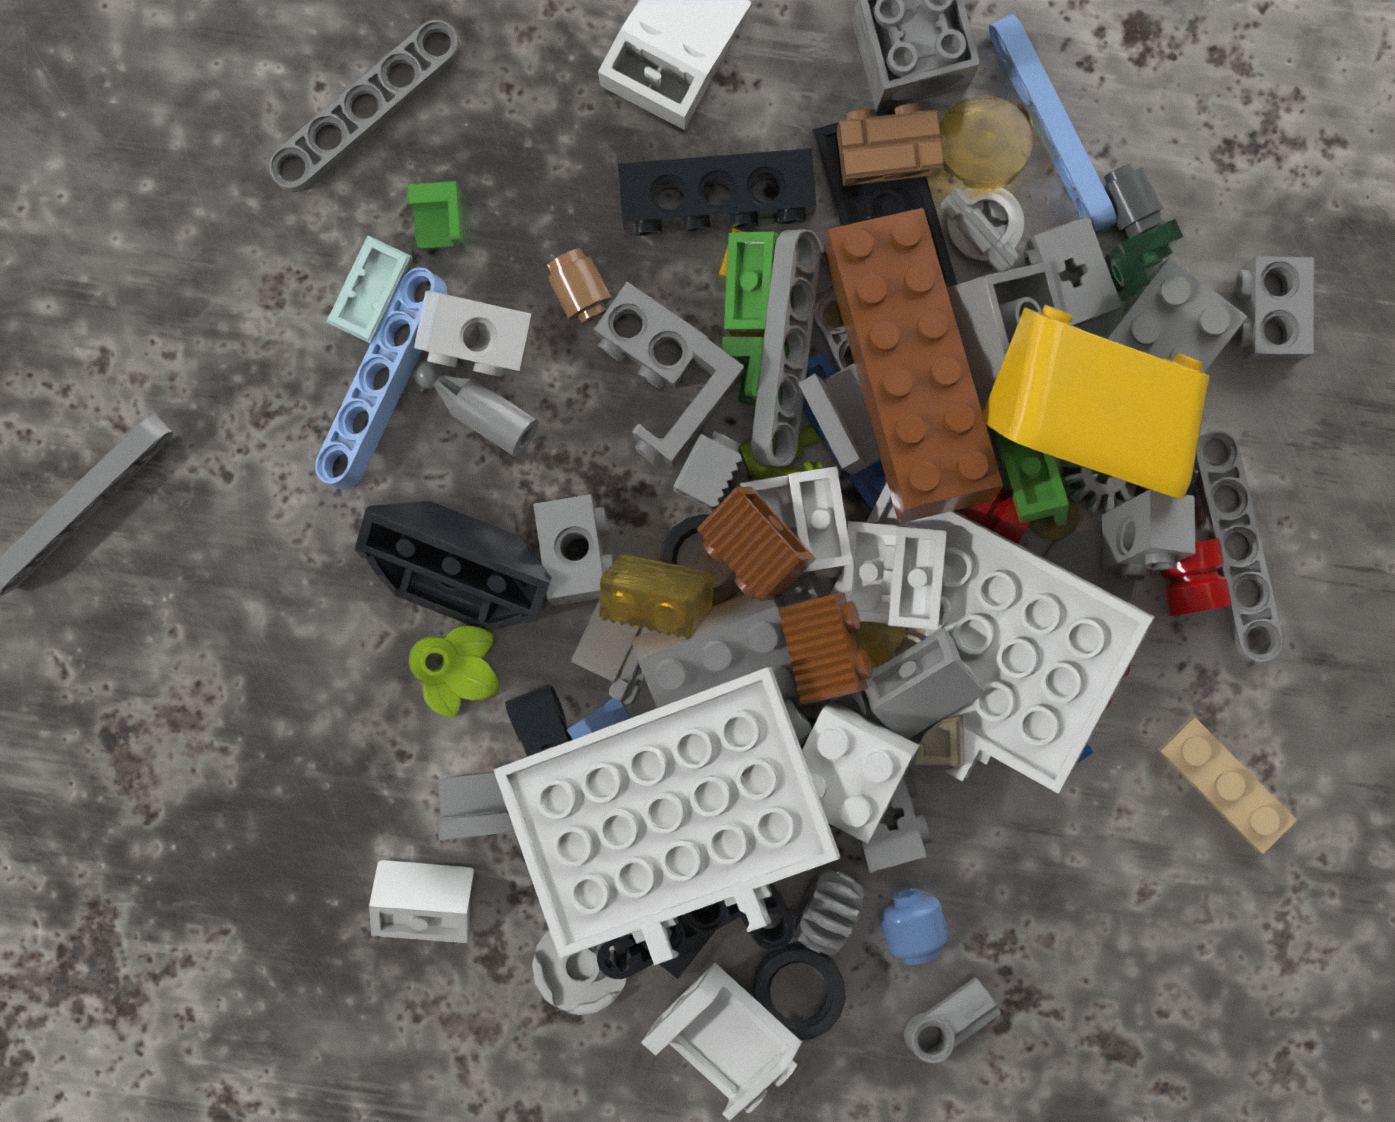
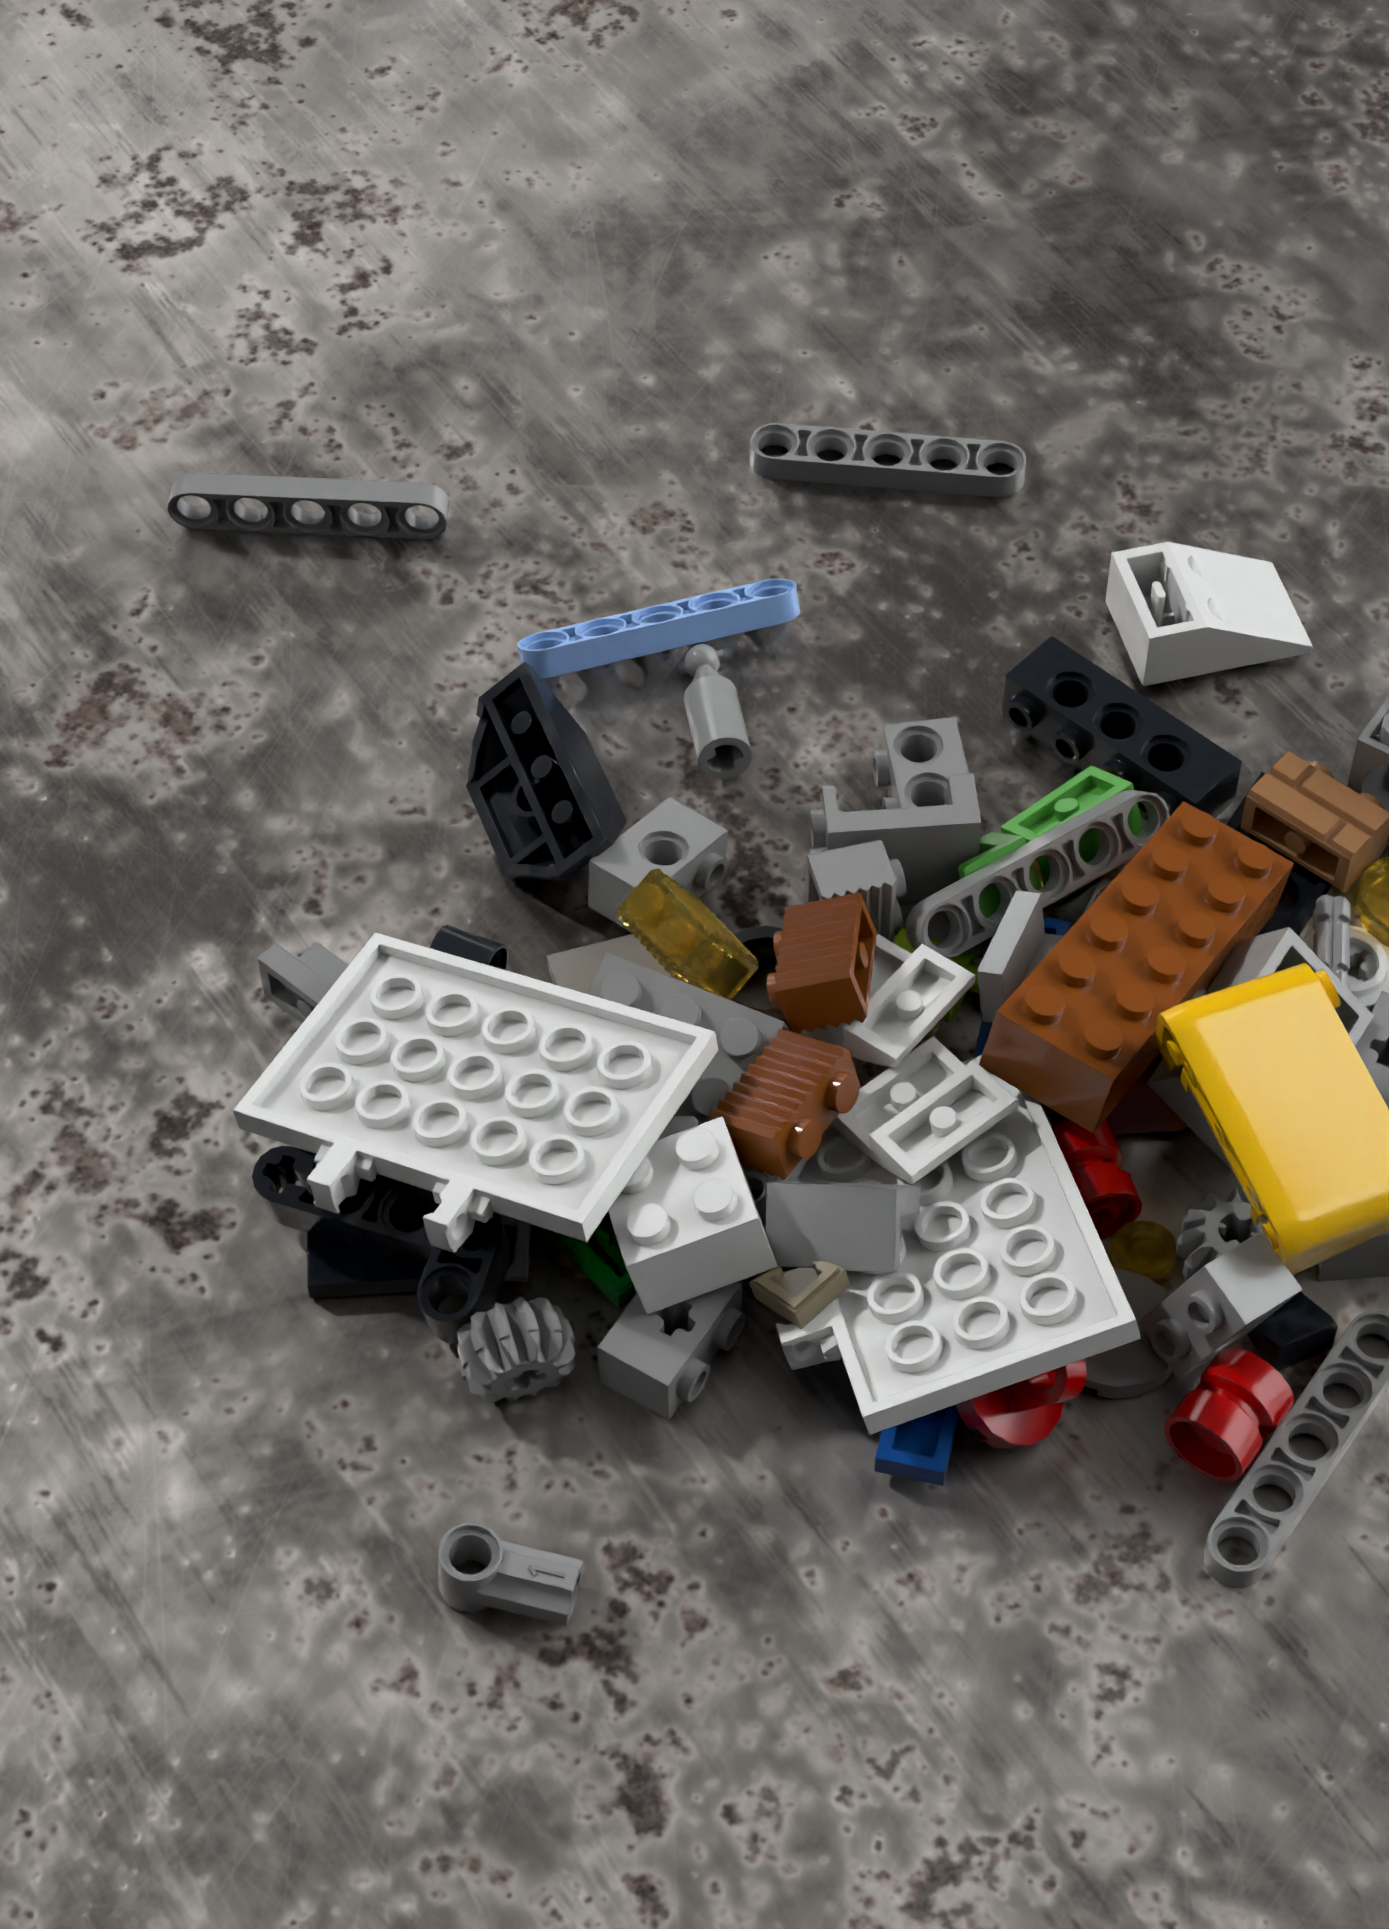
camera: 50 degrees right, 35 degrees down
(369, 289) = (729, 564): light aqua plate -> none
(421, 901) = (173, 1012): white panel -> none
(437, 215) = (860, 568): bright green panel -> none
(462, 668) = (444, 880): lime plate -> none
(500, 328) = (777, 611): white brick -> none
(574, 980) = (221, 1207): white tile -> none
(578, 286) = (910, 694): medium nougat brick -> none
(727, 1039) = (284, 1355): white panel -> none
(835, 1000) = (400, 1358): black tyre -> none
(880, 641) = (844, 1160): clear yellow tile -> none
(914, 926) = (580, 1452): medium blue head -> none
(1033, 482) = (1162, 1167): bright green panel -> none
(1227, 784) = (1052, 1656): tan plate -> none

